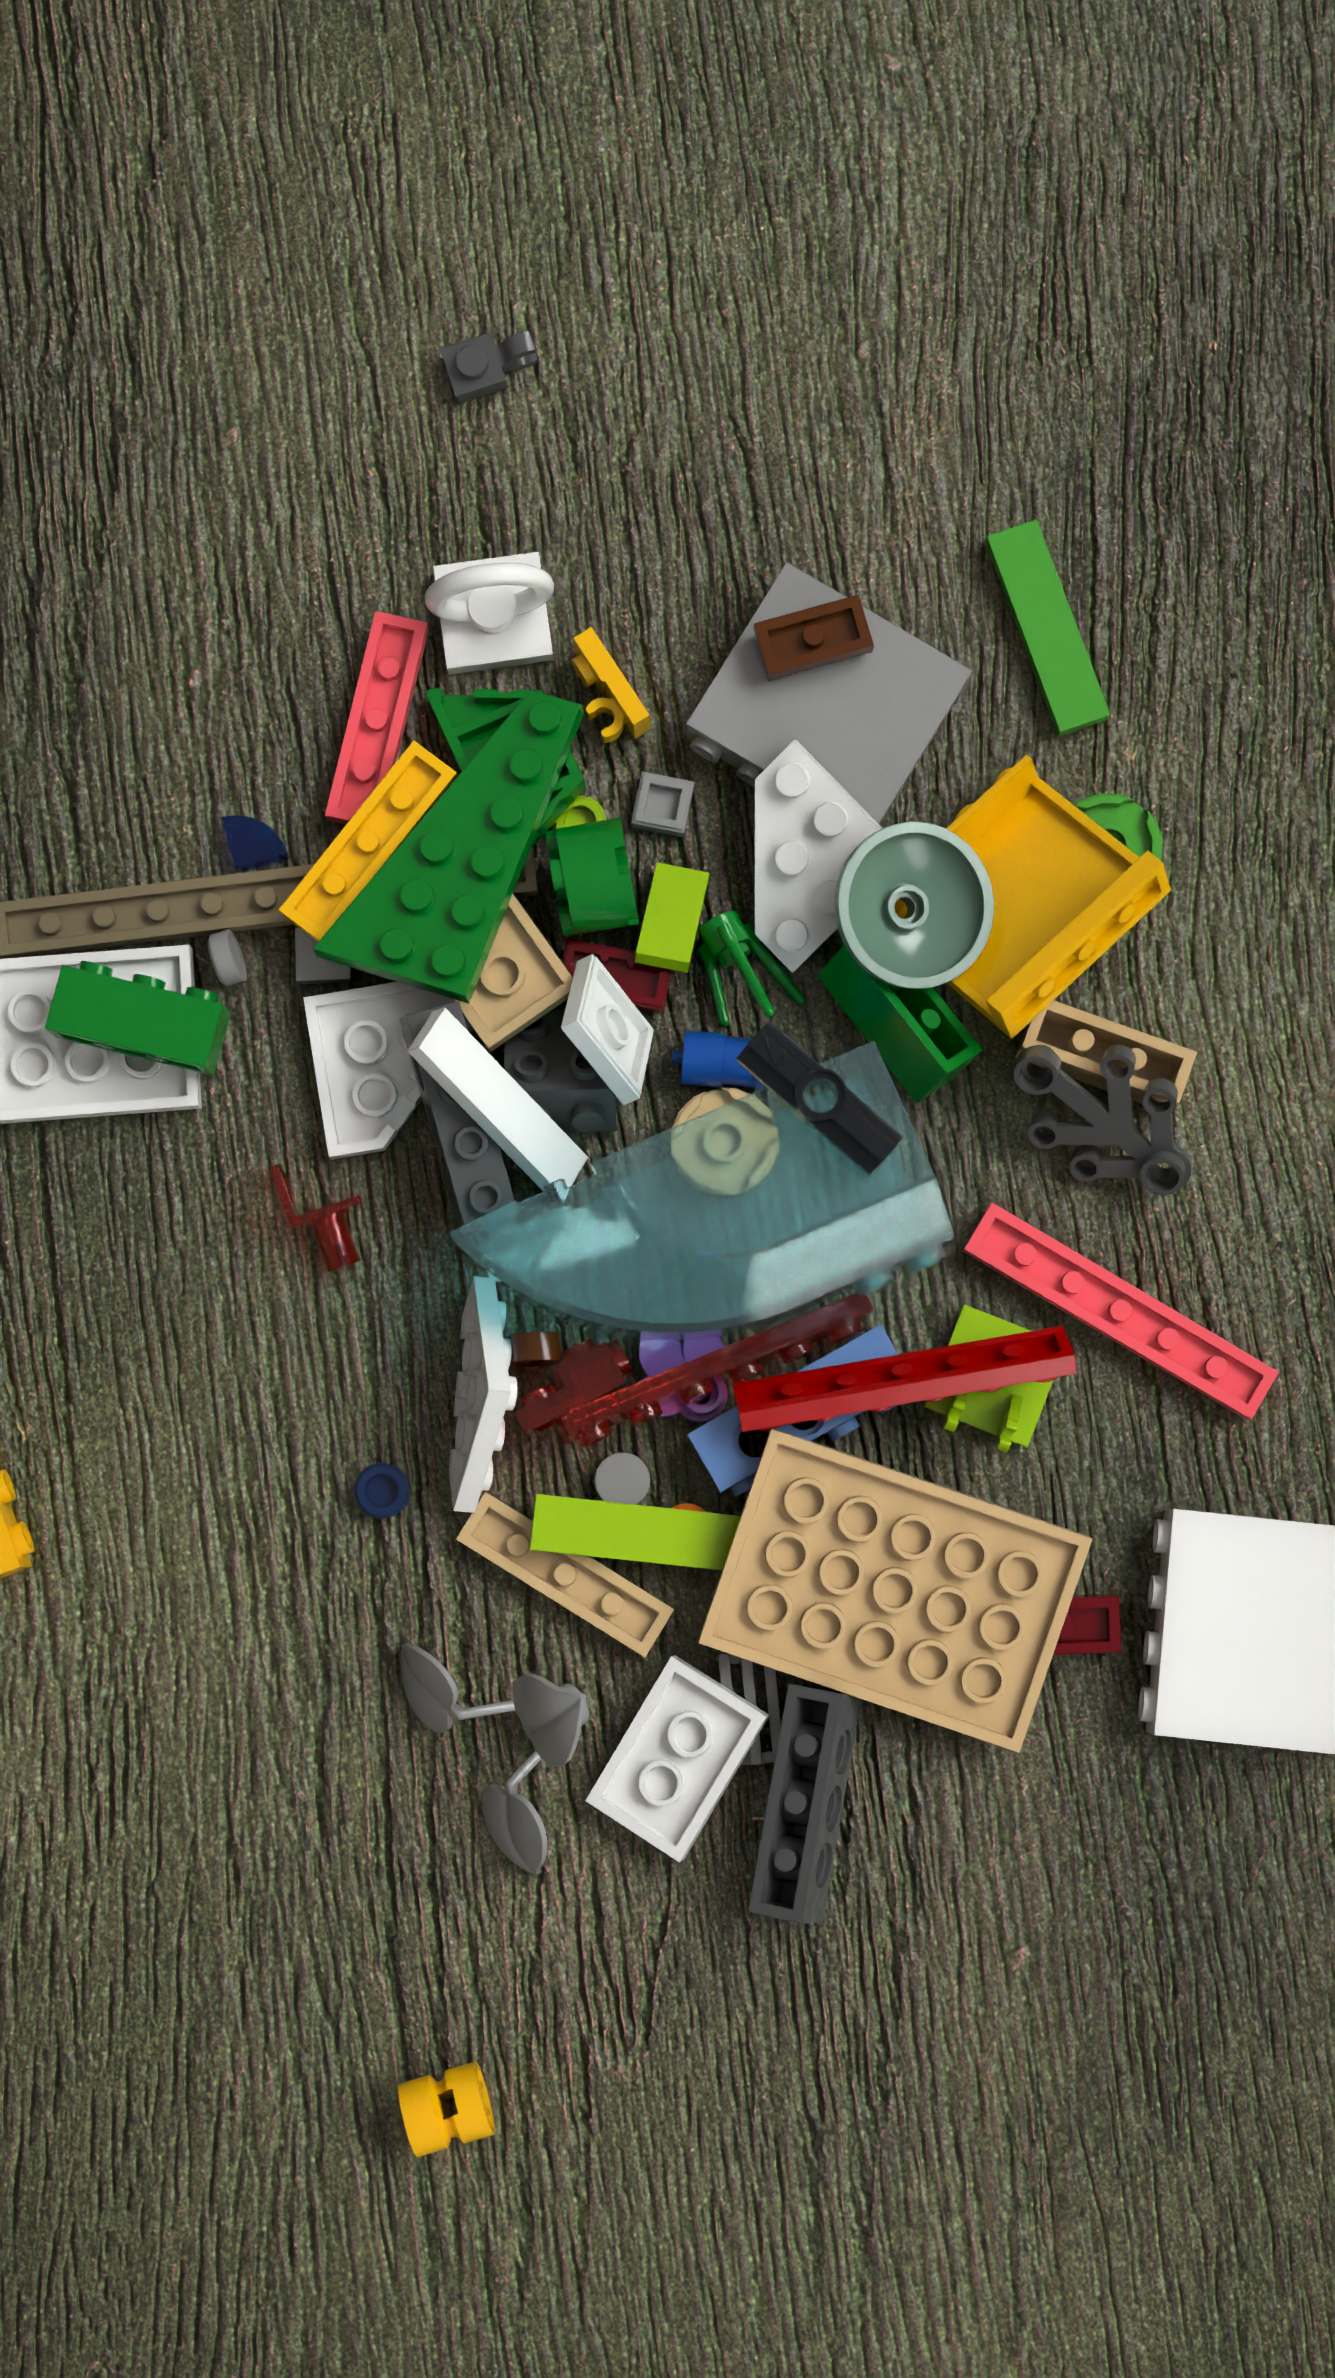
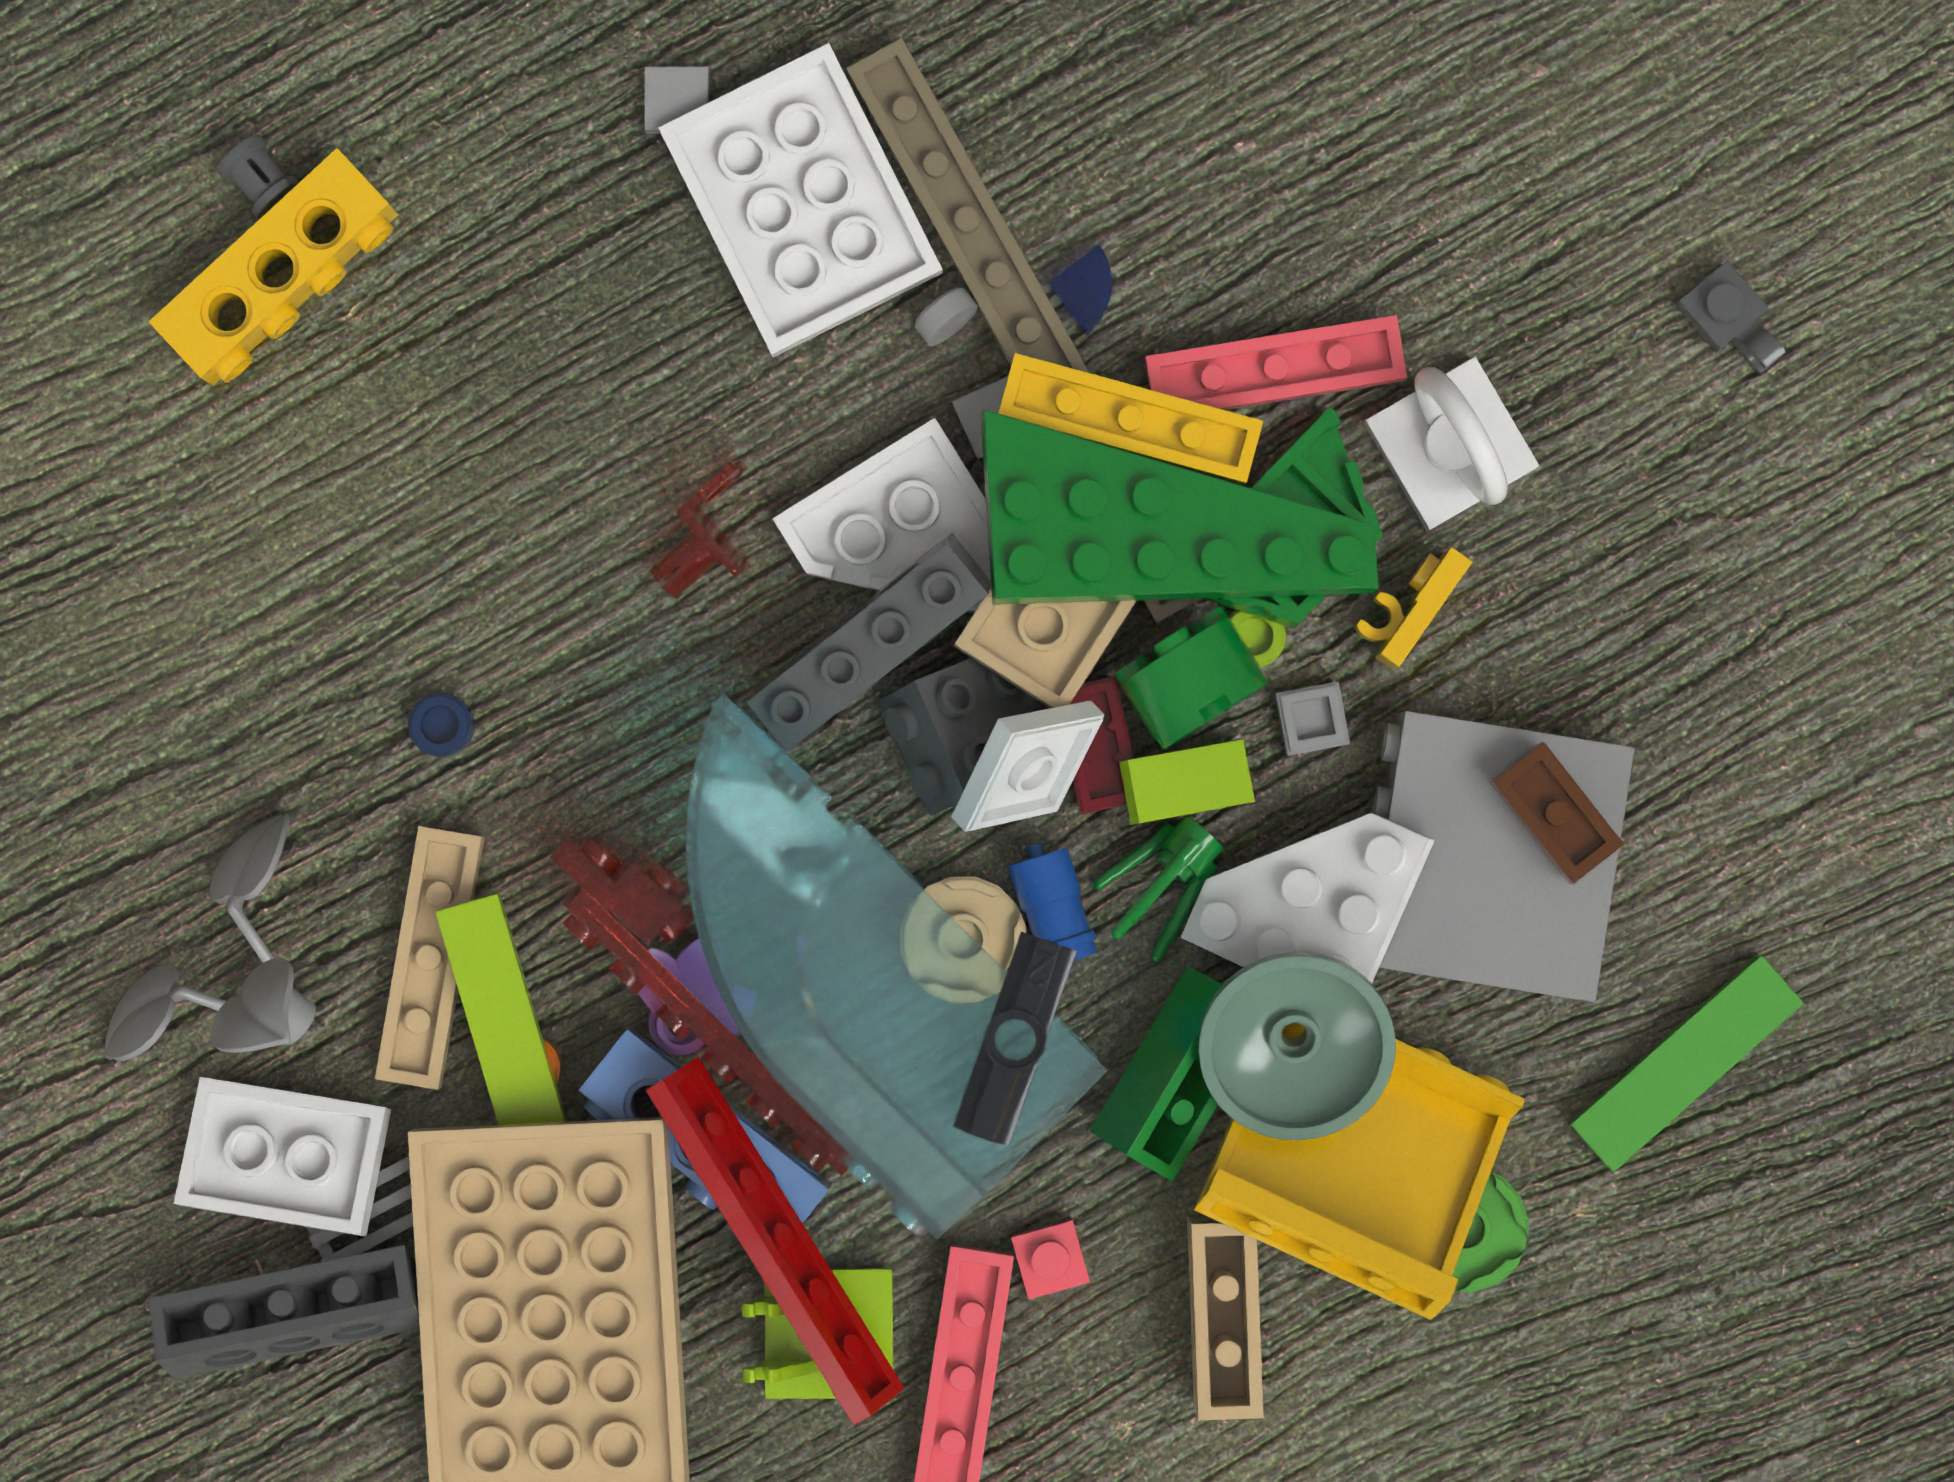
camera: 65 degrees right, 5 degrees up
(138, 1017) = (836, 251): green brick -> none
(481, 1394) = (578, 790): plate -> none
(496, 1101) = (894, 681): white tile -> none
(535, 1349) = (651, 827): reddish brown beam -> none
(622, 1479) = (556, 977): light grey tile -> none
(1005, 1177) = (1050, 1258): none -> coral plate
(1107, 1124) = (1127, 1421): dark grey plant -> none

